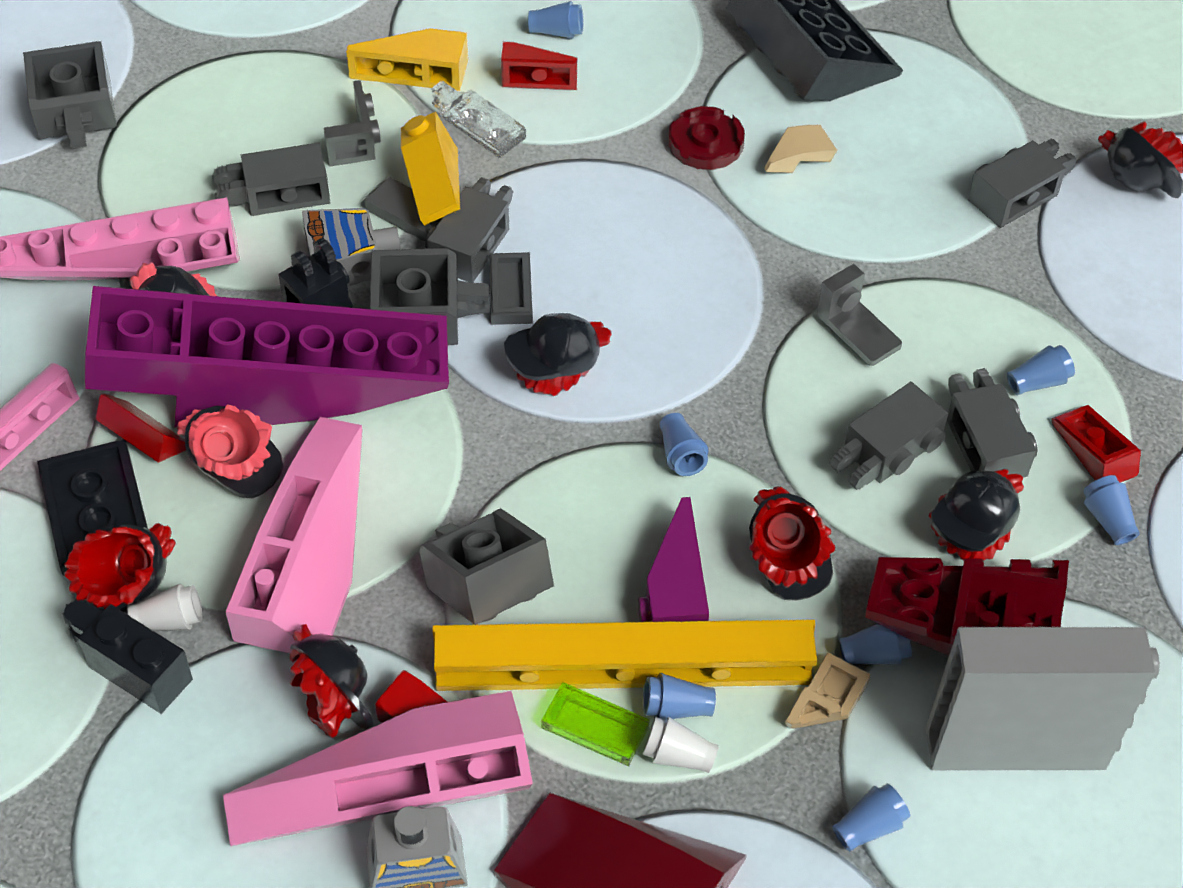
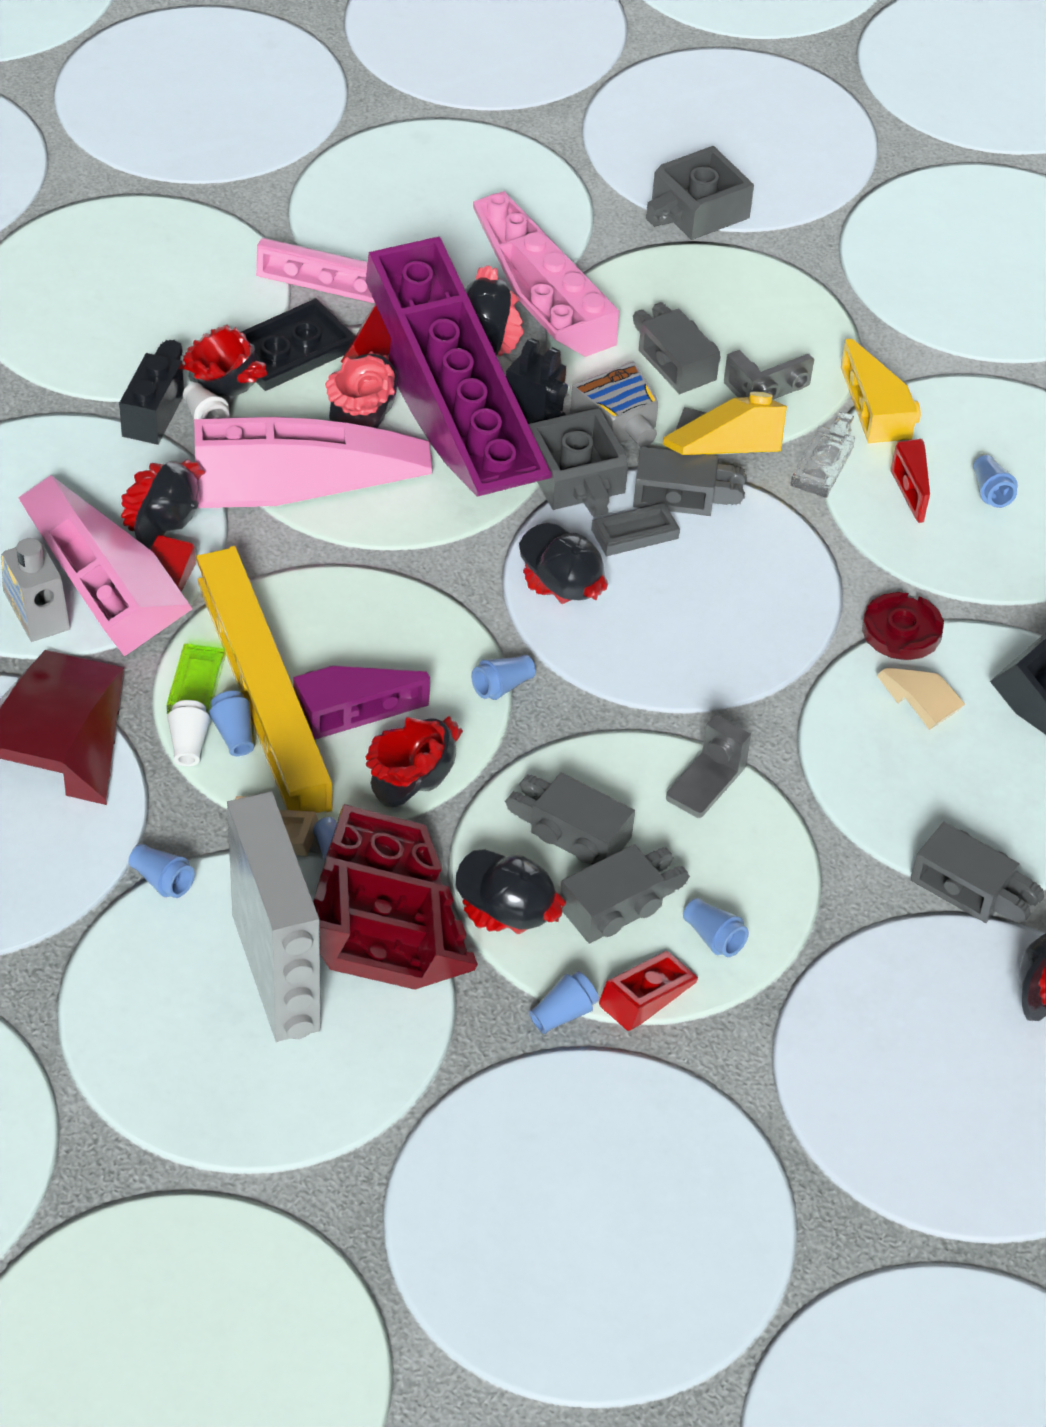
camera: 70 degrees right, 5 degrees down
(486, 565) = (302, 562): dark grey hinge -> none

